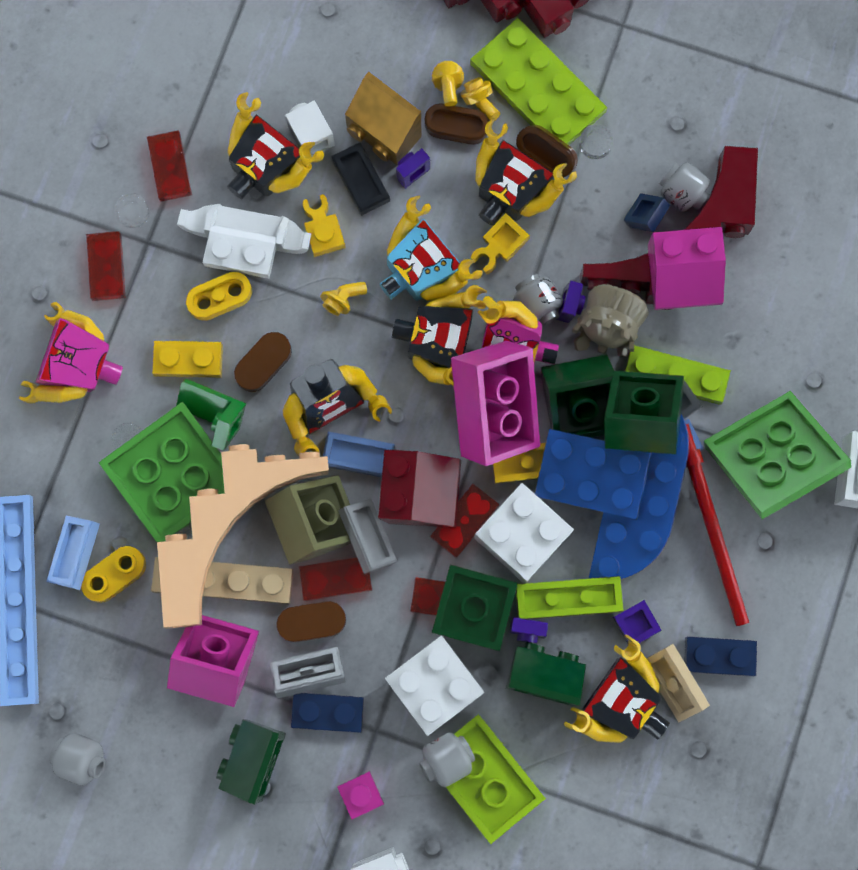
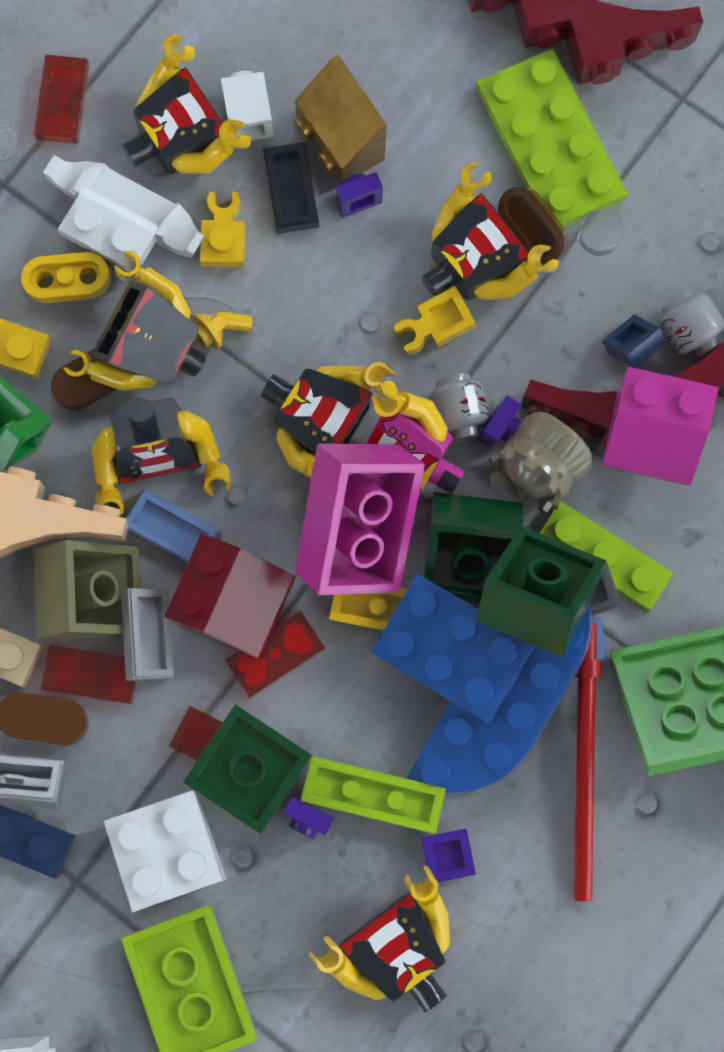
camera: 15 degrees right, 0 degrees up
(294, 319) = (145, 336): none -> torso
(360, 795) = (29, 957): dark pink plate -> none
(422, 260) = (331, 311): torso -> none
(447, 759) = (146, 950): light grey head -> none
(448, 77) = (440, 97): yellow plate -> none
(456, 123) = (431, 155): reddish brown tile -> none
(476, 93) = (470, 125): yellow plate -> none
(523, 533) = (342, 694): white brick -> none
(547, 675) = (309, 884): dark green slope -> none
(677, 684) = (473, 949): tan plate -> none
(721, 656) = (541, 932): dark blue plate -> none

